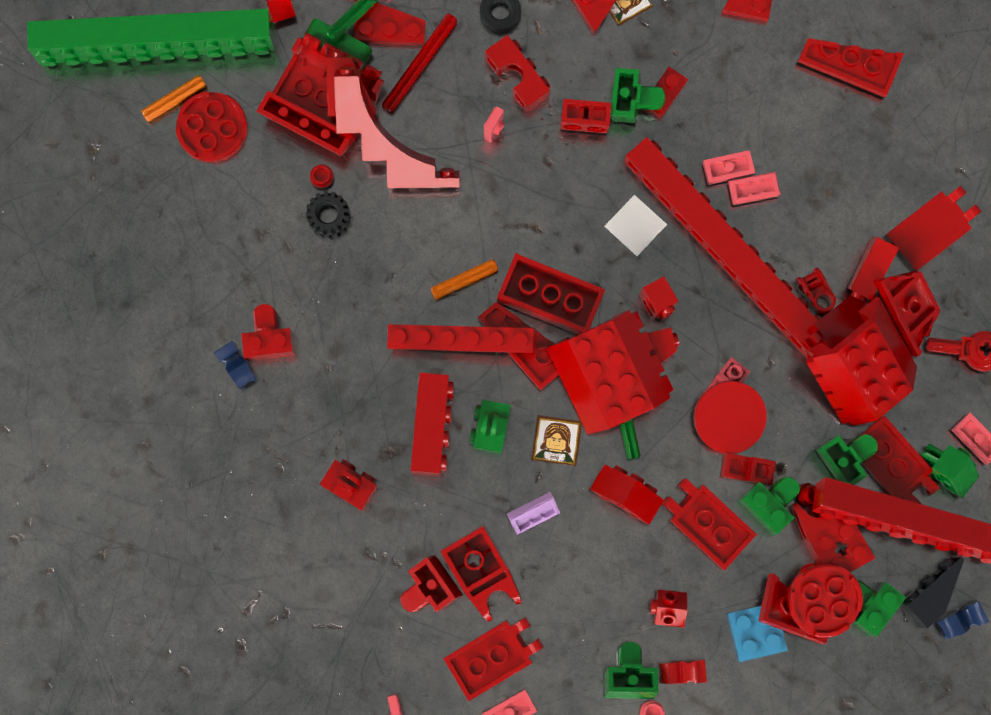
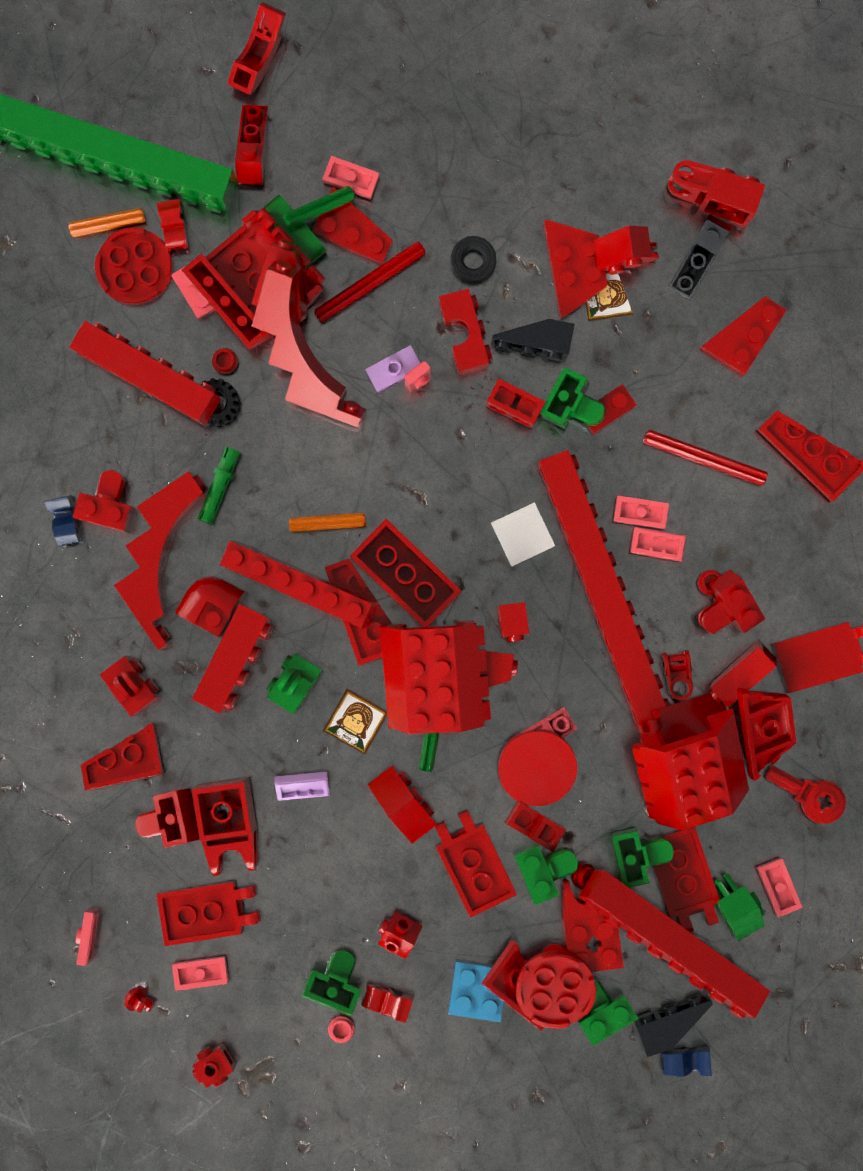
camera: 25 degrees right, 5 degrees up
(232, 77) = (172, 225): none -> red leg
(258, 210) = (144, 372): none -> red brick
(273, 131) = (195, 299): none -> coral plate
(326, 395) = (143, 587): none -> red arch
(358, 283) = (221, 479): none -> green pin
(370, 554) = (127, 761): none -> red wing
(391, 386) = (210, 603): none -> red brick
(468, 128) = (392, 369): none -> lavender plate
(587, 52) = (543, 337): none -> black slope
(764, 101) = (705, 457): none -> red axle
(812, 203) = (704, 580): none -> red plate
(838, 214) = (731, 605): none -> red brick

